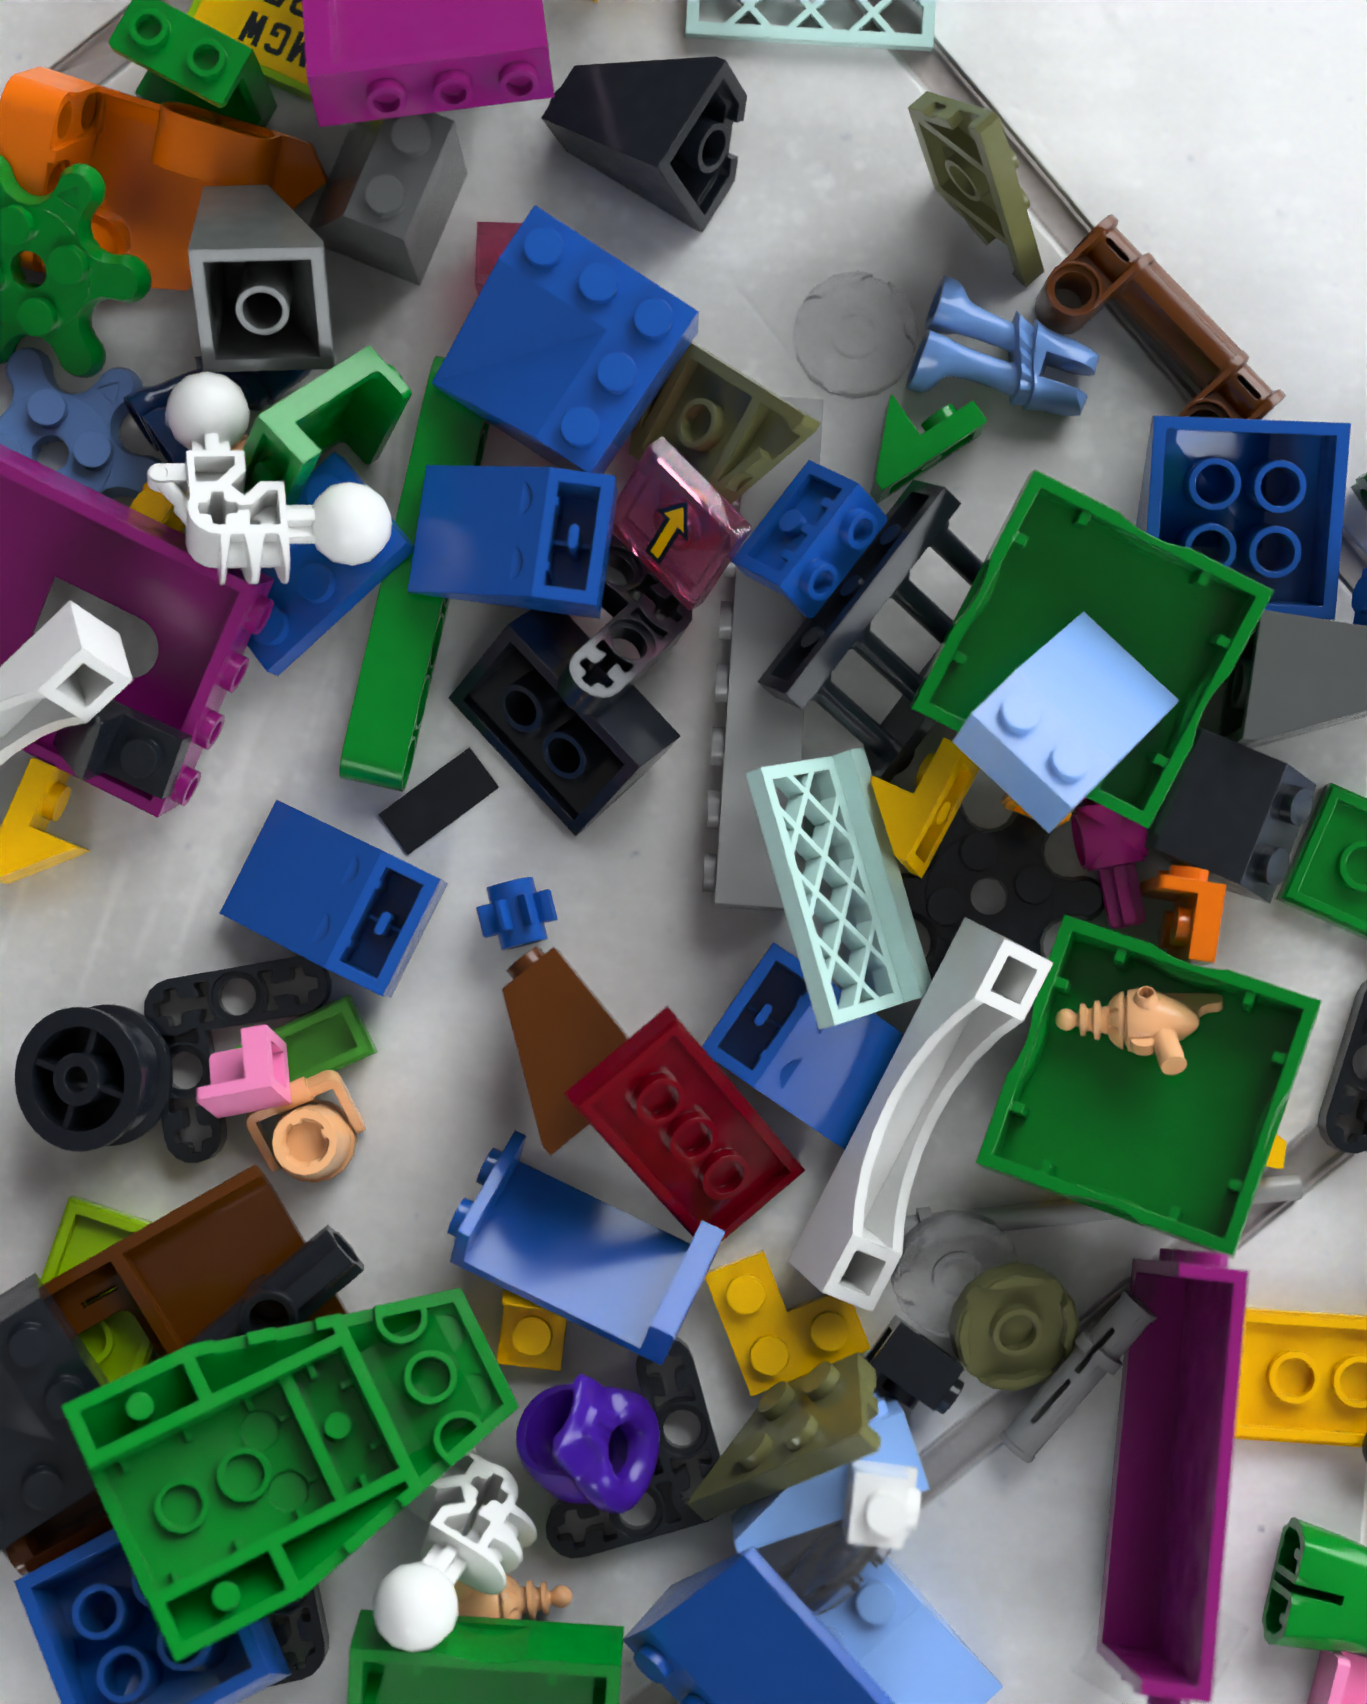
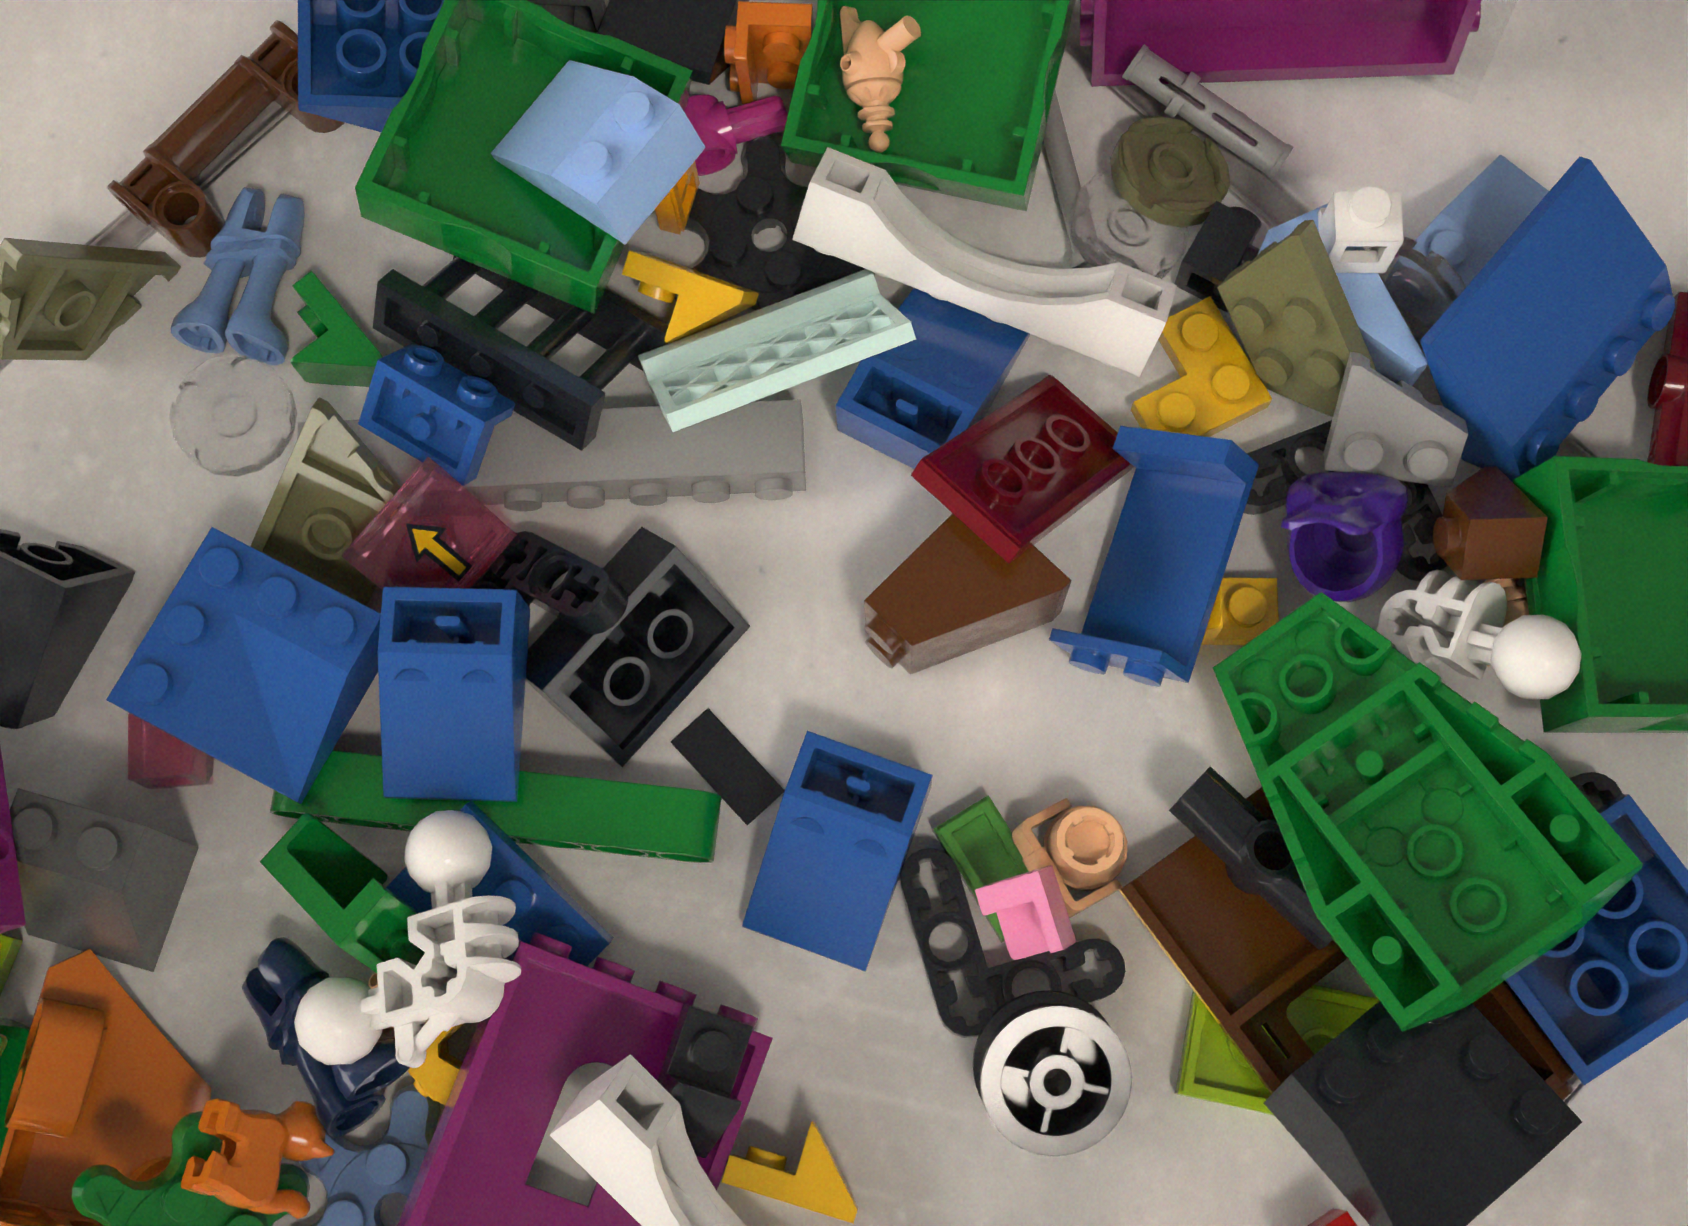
camera: 90 degrees left, 10 degrees down
(103, 328) = (251, 1155): none -> orange animal
(258, 284) = (197, 980): dark grey slope -> none
(516, 913) = (833, 666): blue gear -> none
(569, 1590) = (1490, 529): none -> reddish brown slope
(685, 1510) = (1392, 430): none -> light grey wing

